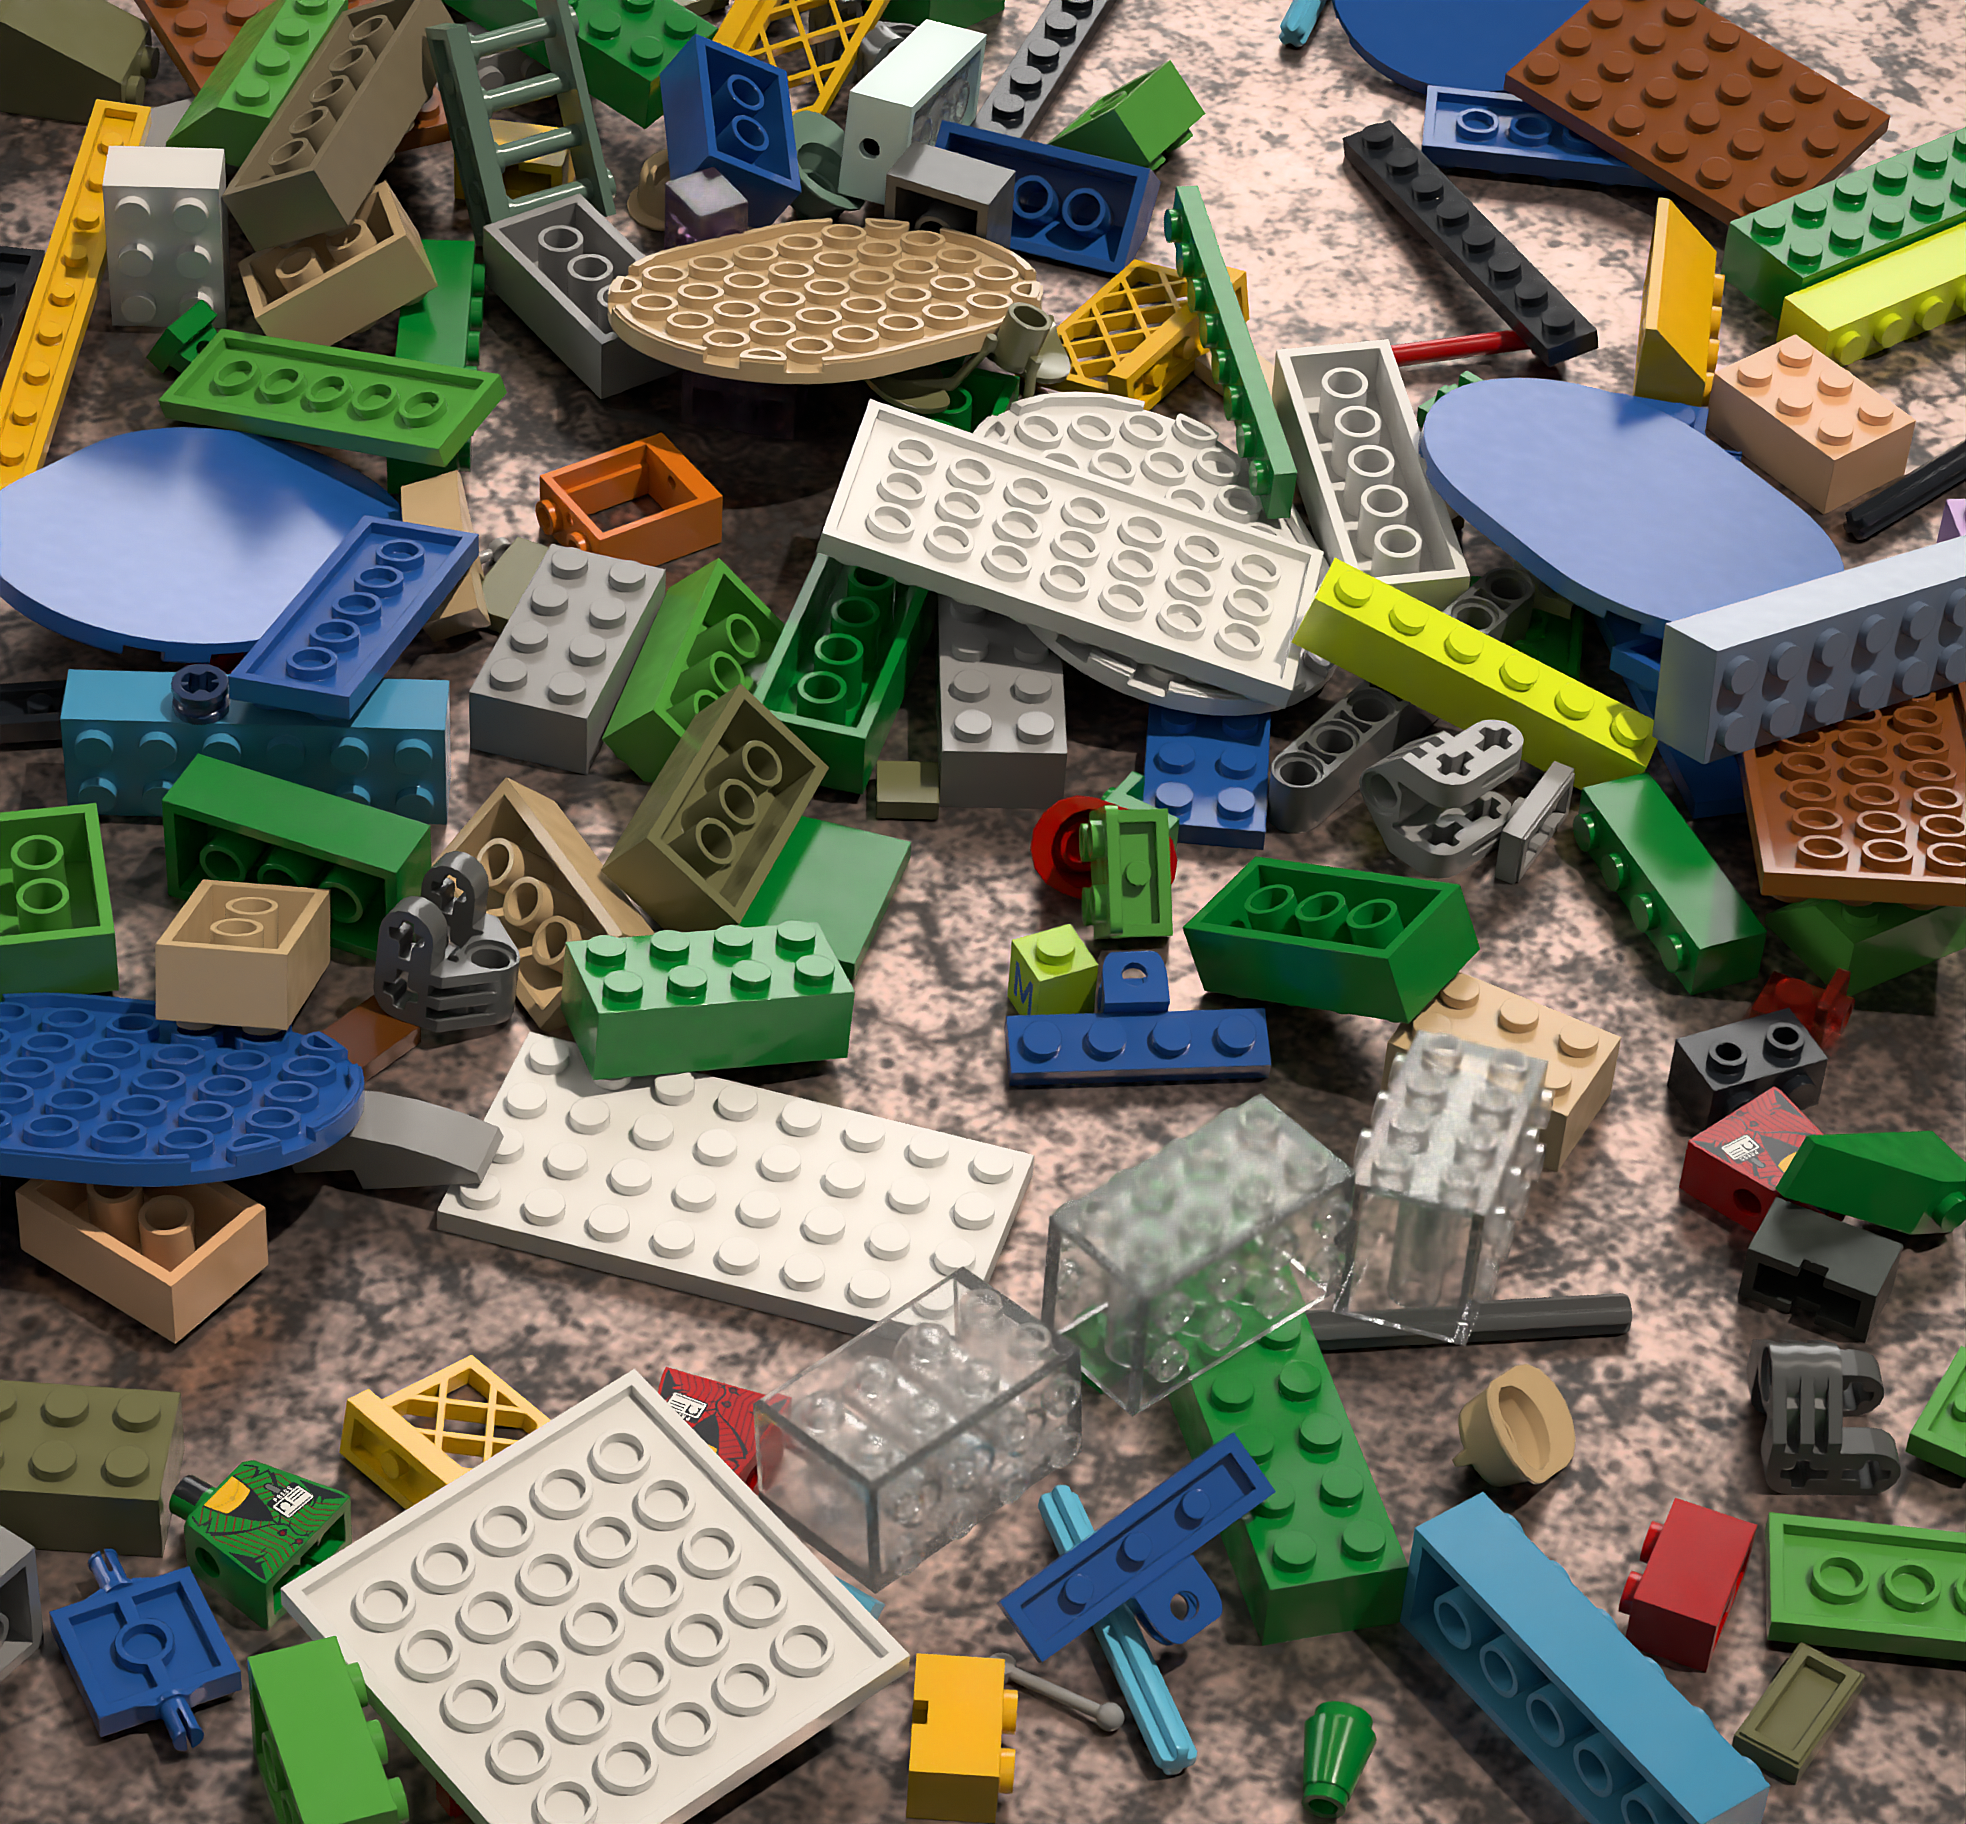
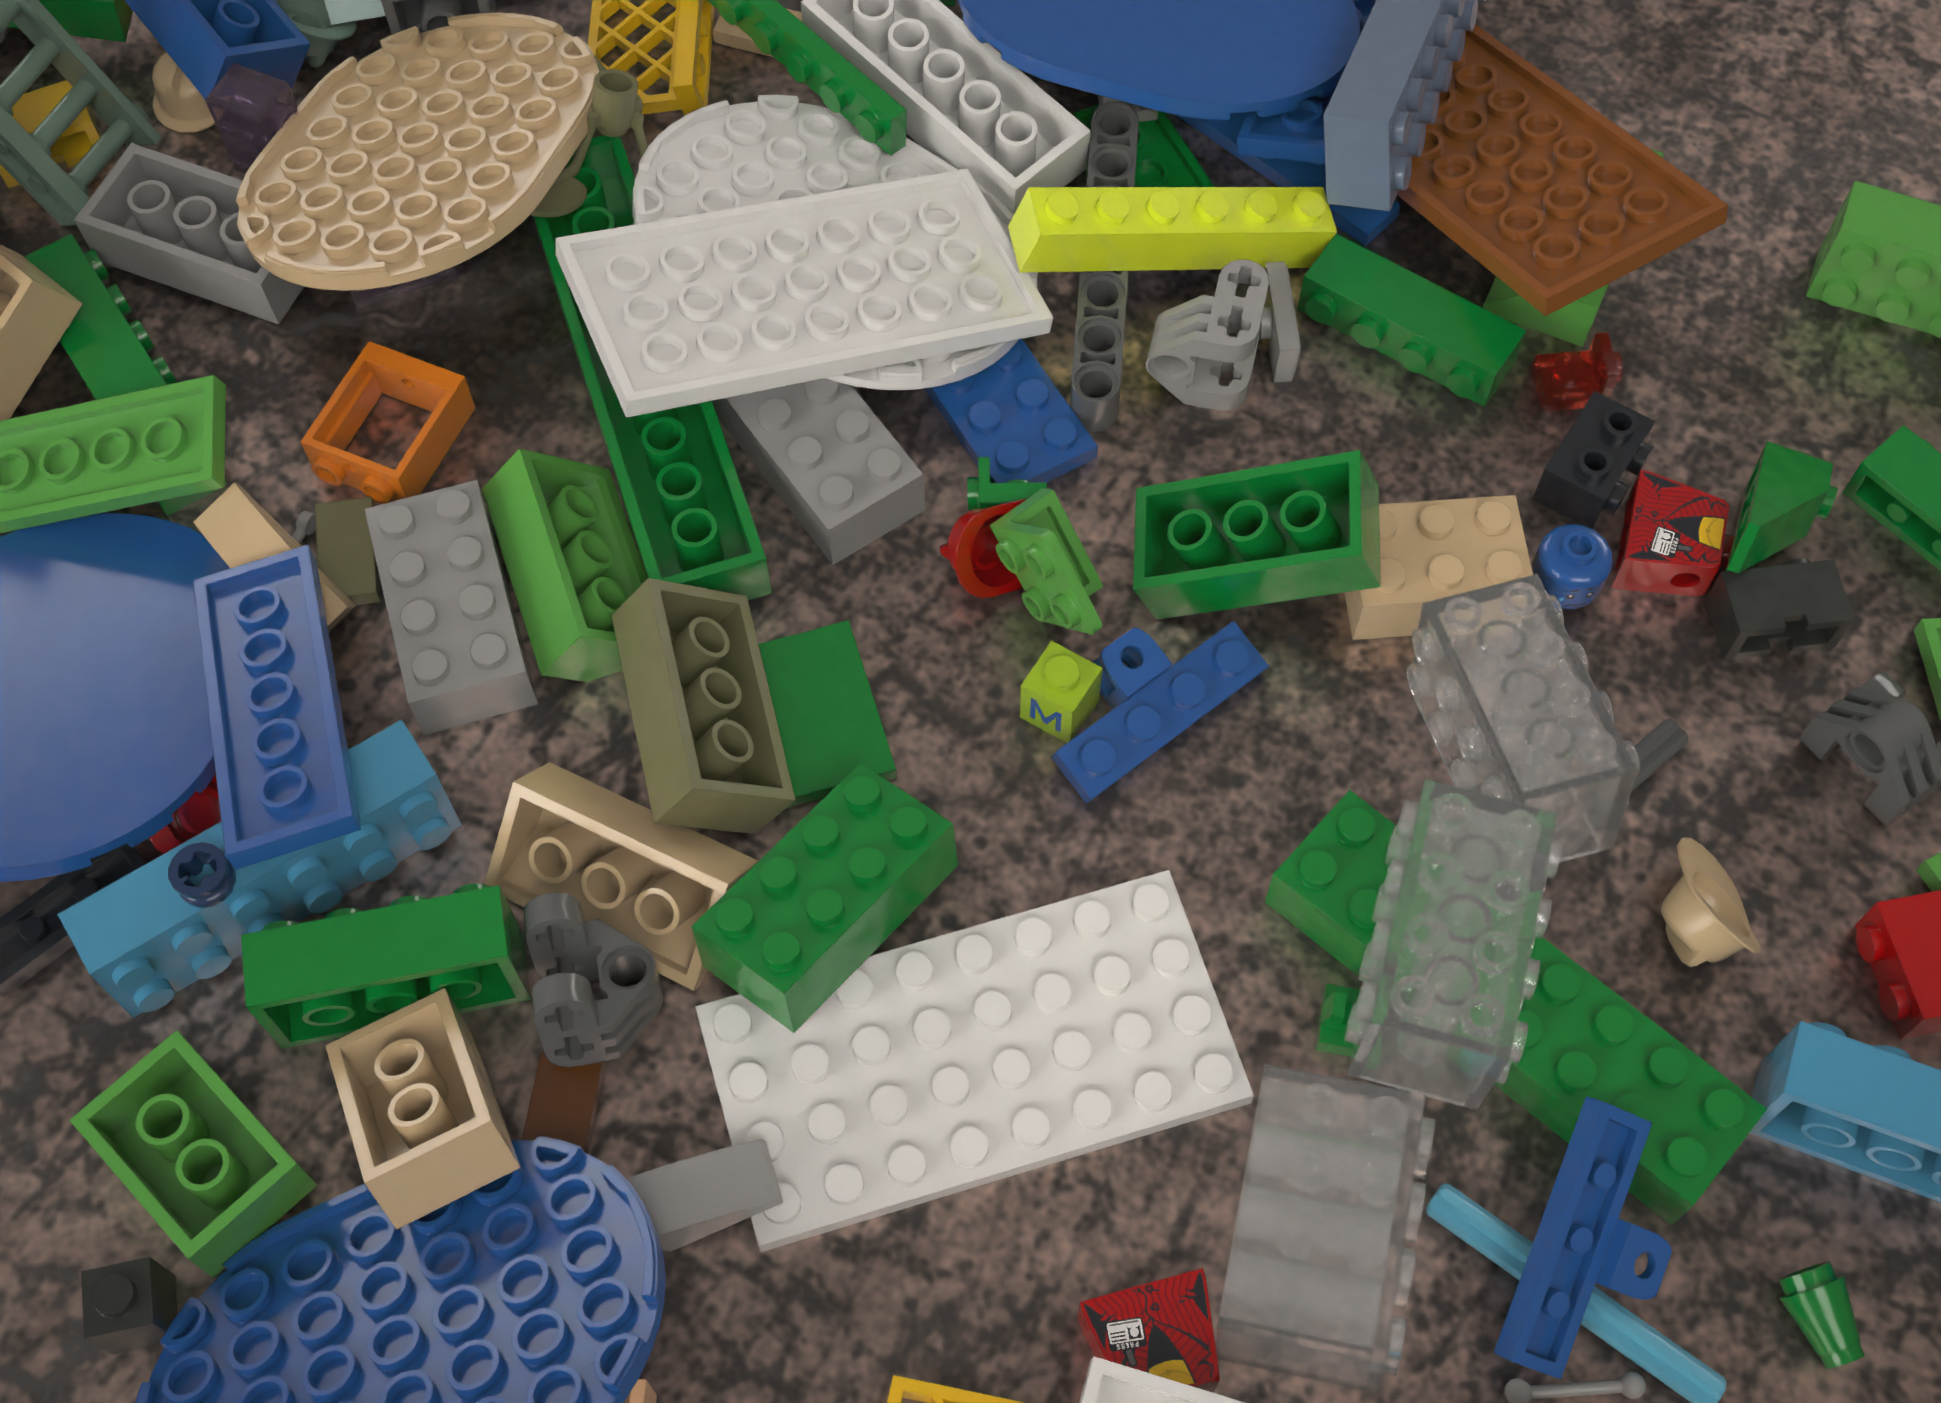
camera: 30 degrees left, 20 degrees up
(907, 789) = (803, 567): olive tile -> none
(1635, 1131) = (1573, 564): none -> blue head

